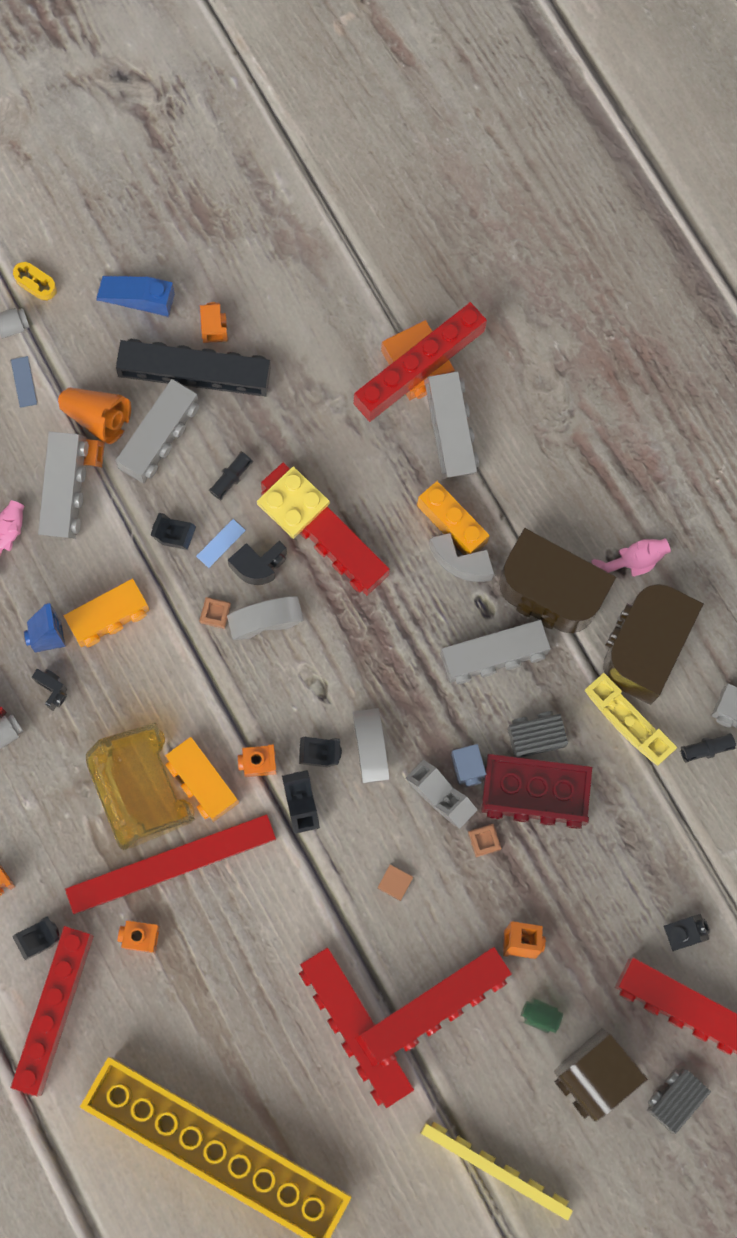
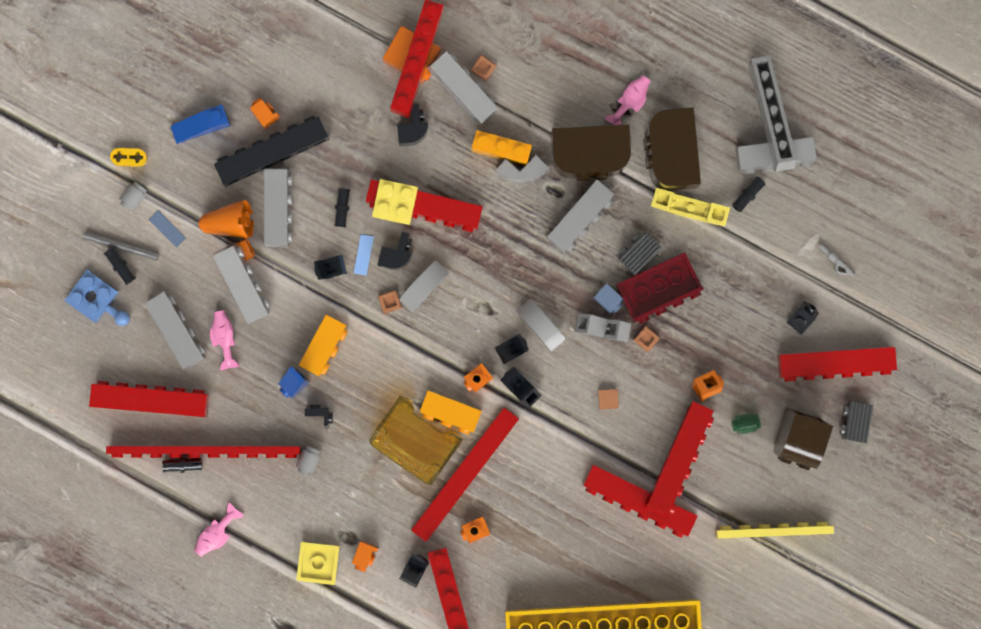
camera: 30 degrees left, 10 degrees up
(366, 444) = (413, 133): none -> black brick
(488, 423) = (483, 68): none -> nougat tile

